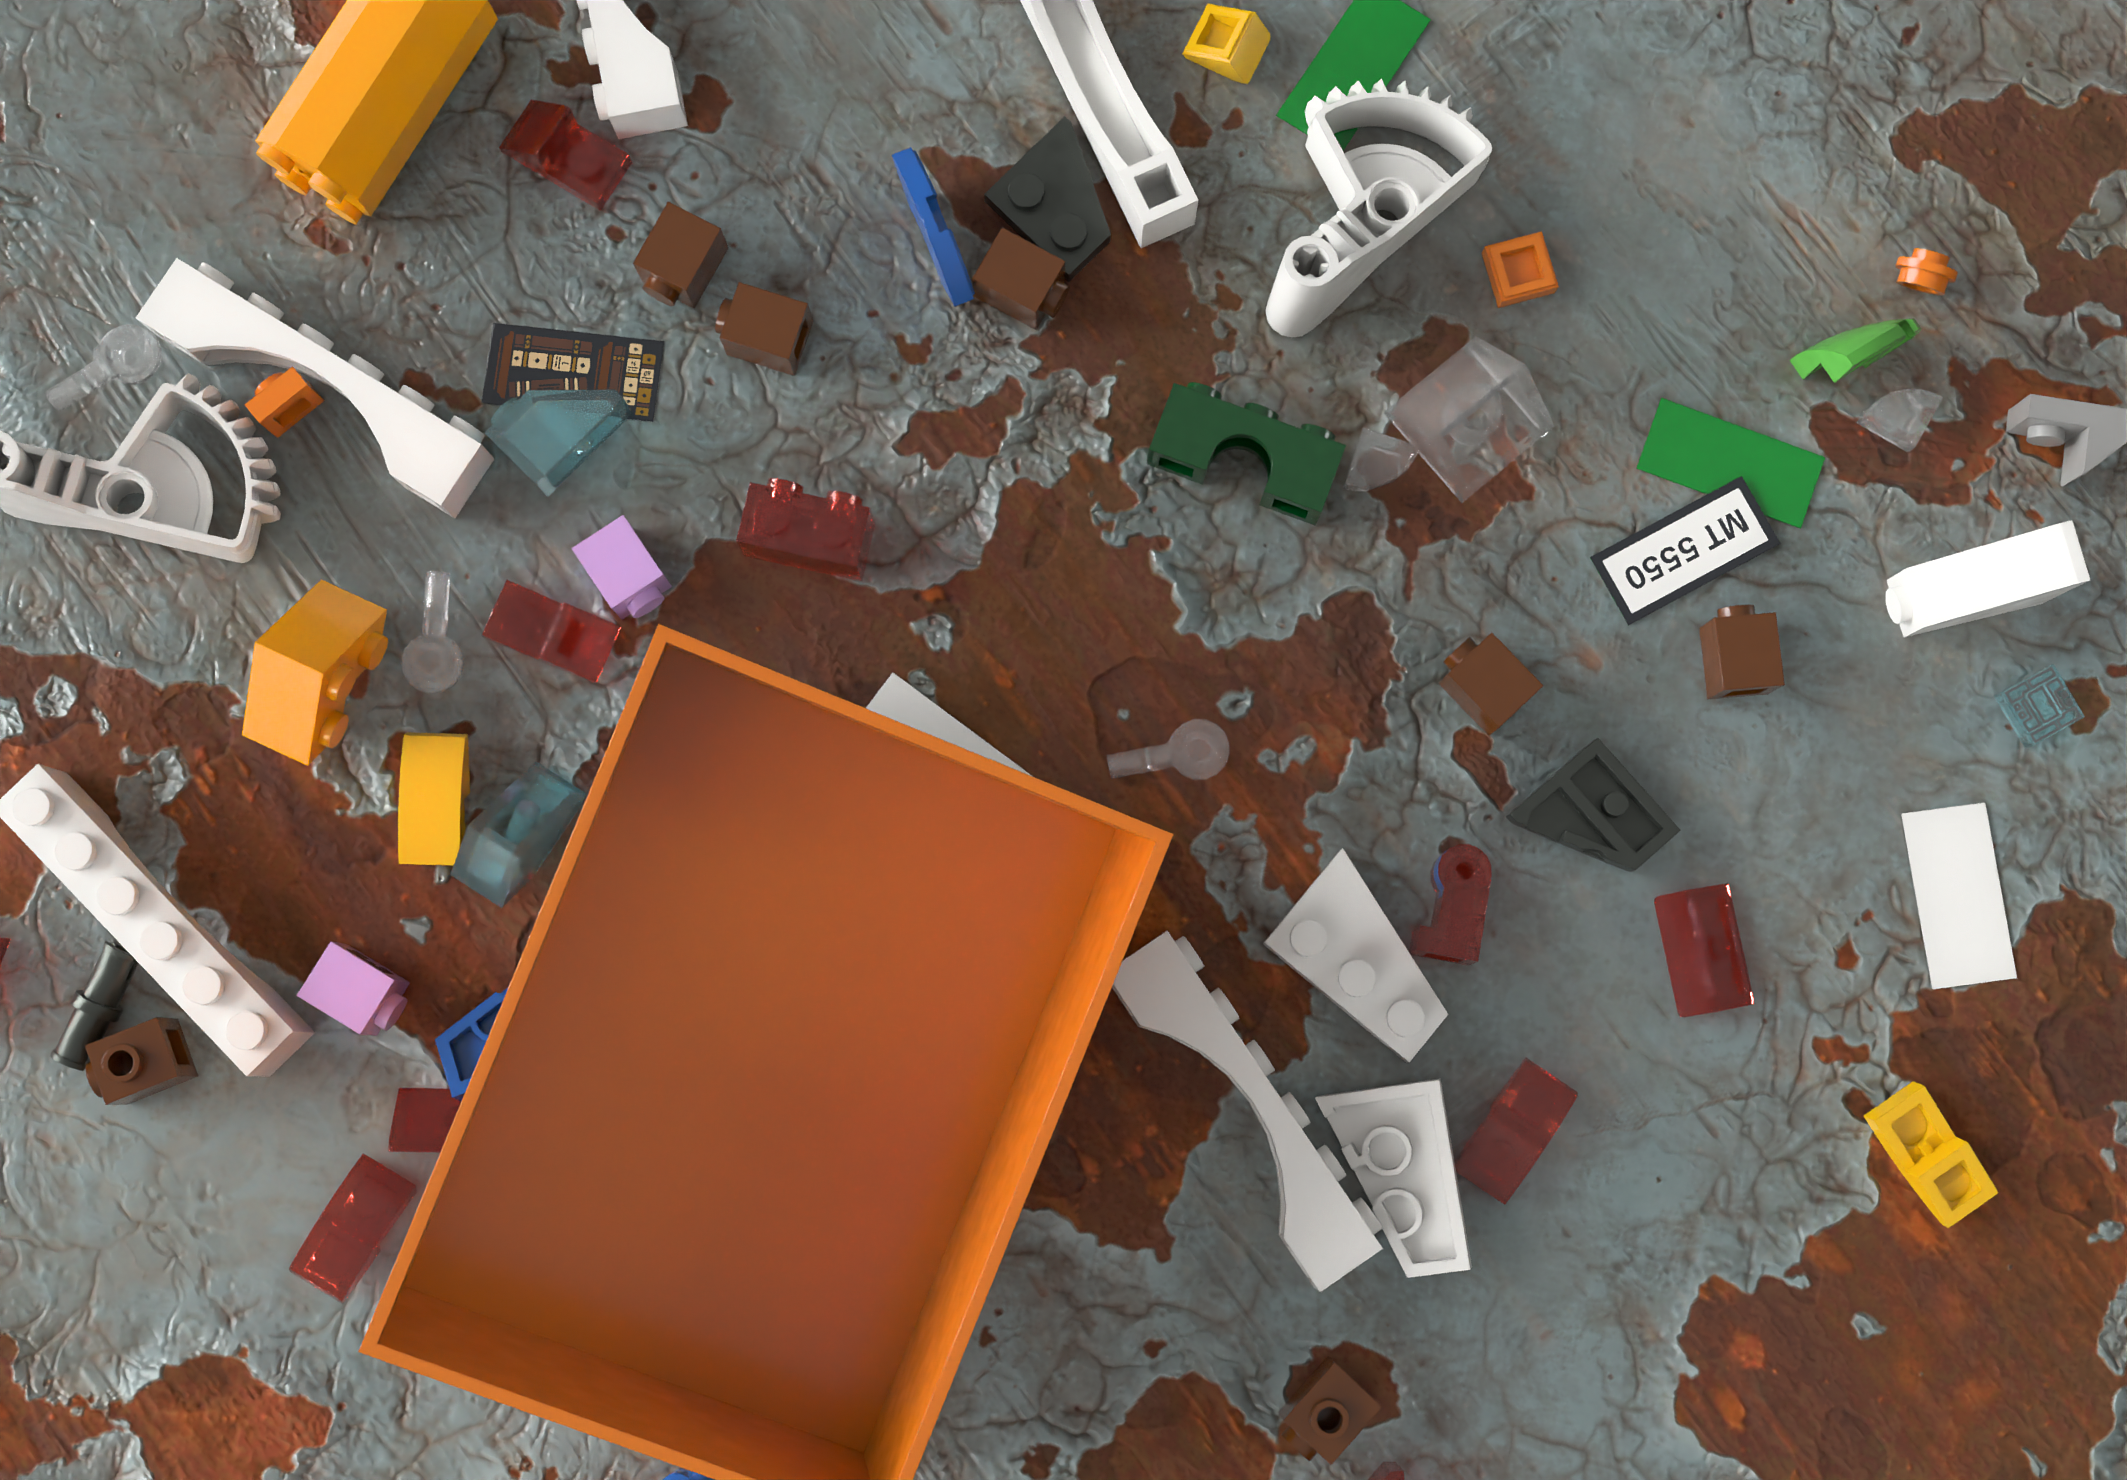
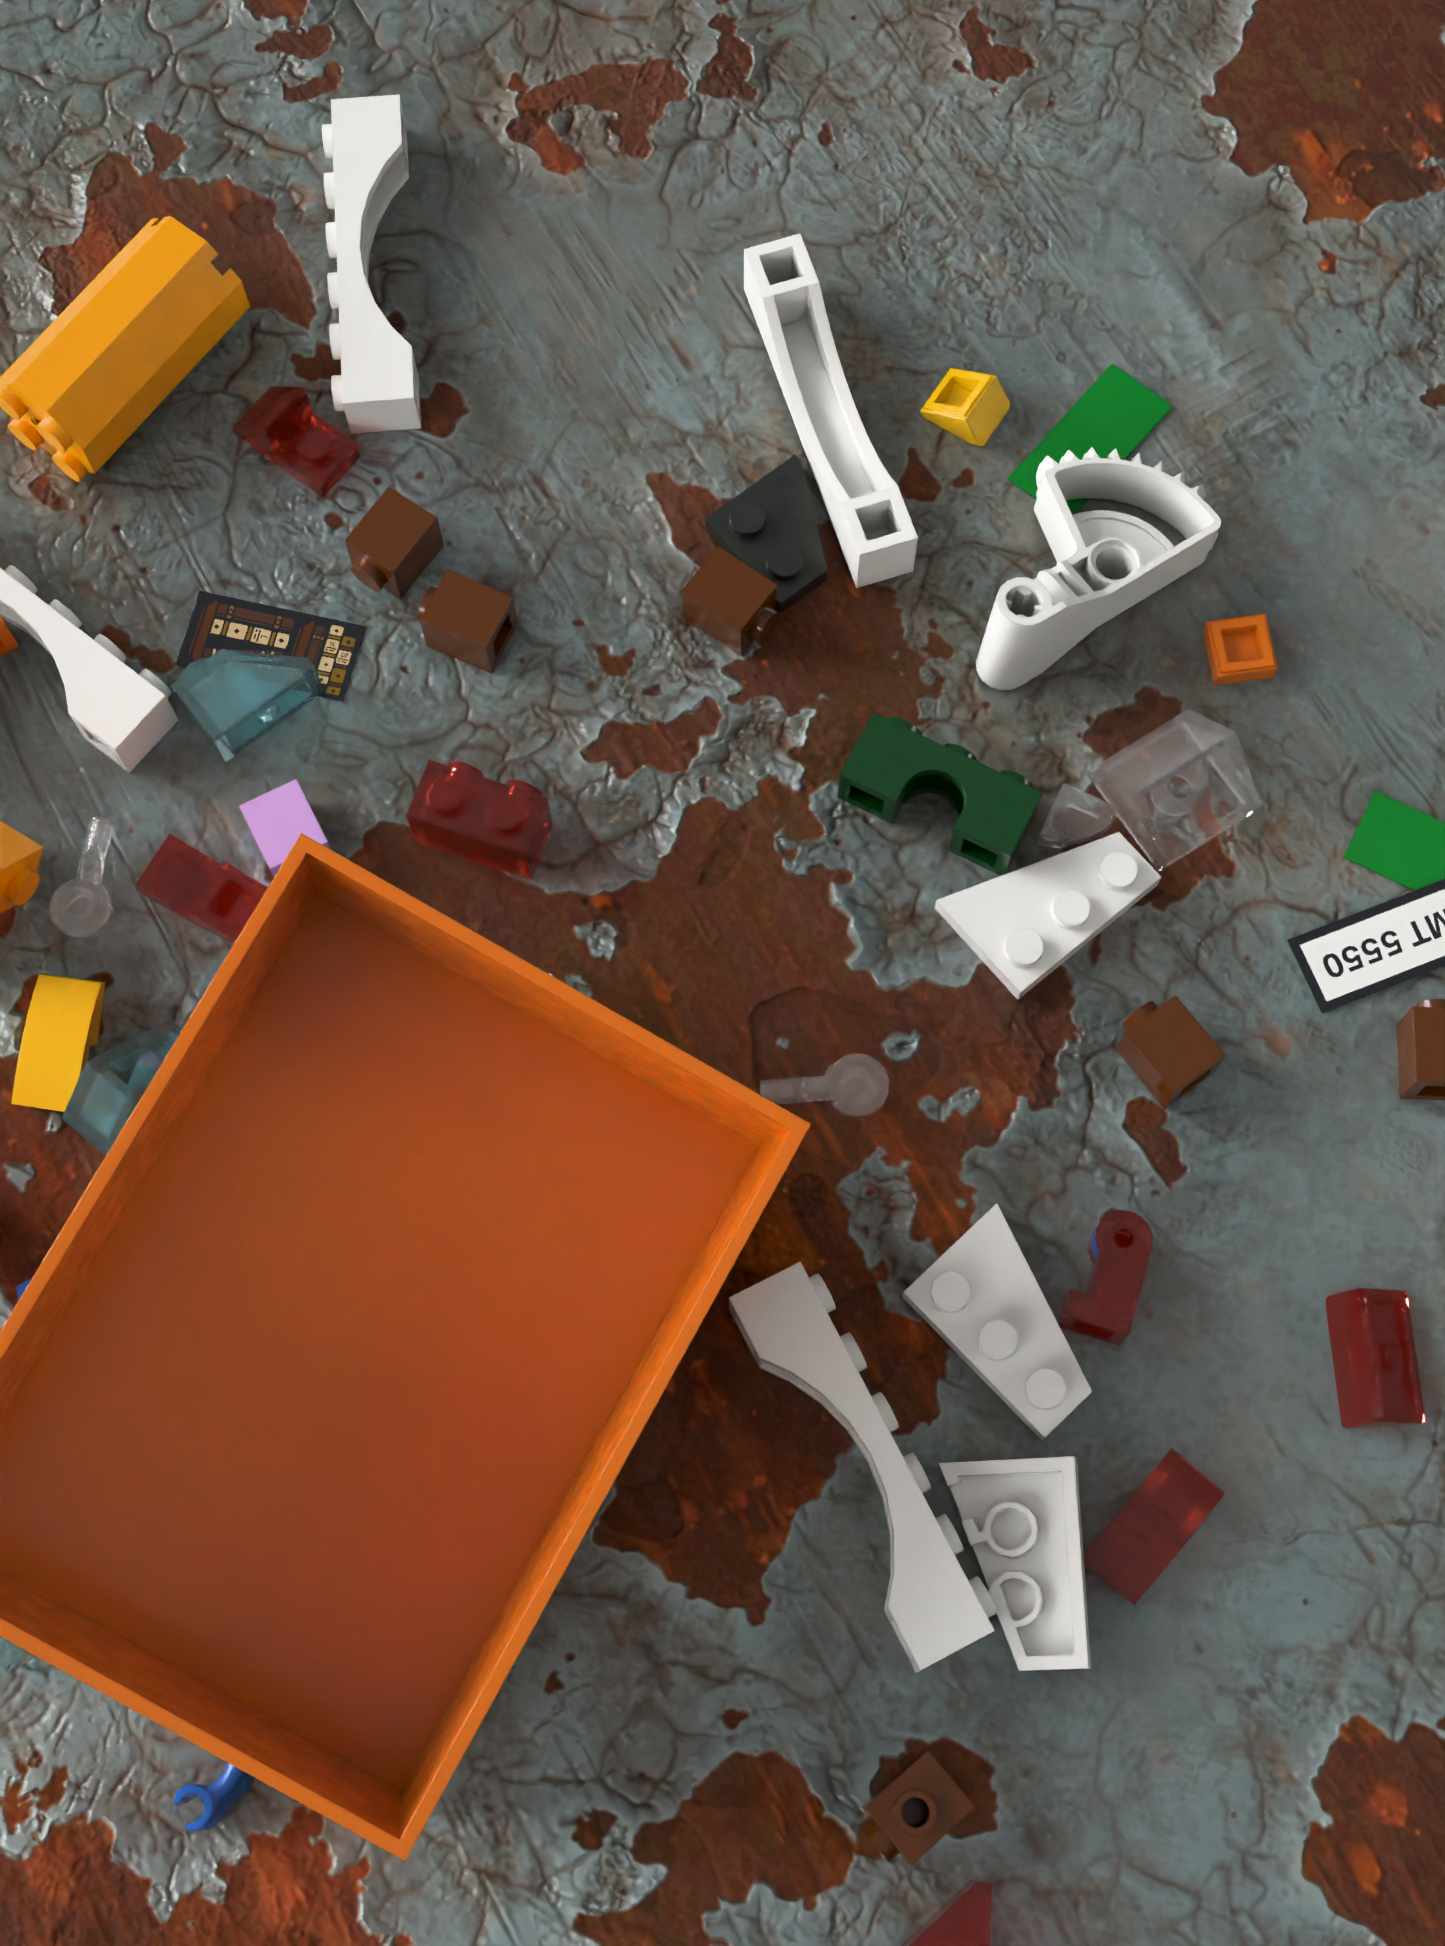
camera: 10 degrees right, 10 degrees down
(938, 238) = (650, 545): blue tile -> none
(1361, 555) = (1048, 910): none -> white wing
(1597, 811) = (1271, 1196): pearl dark grey wing -> none

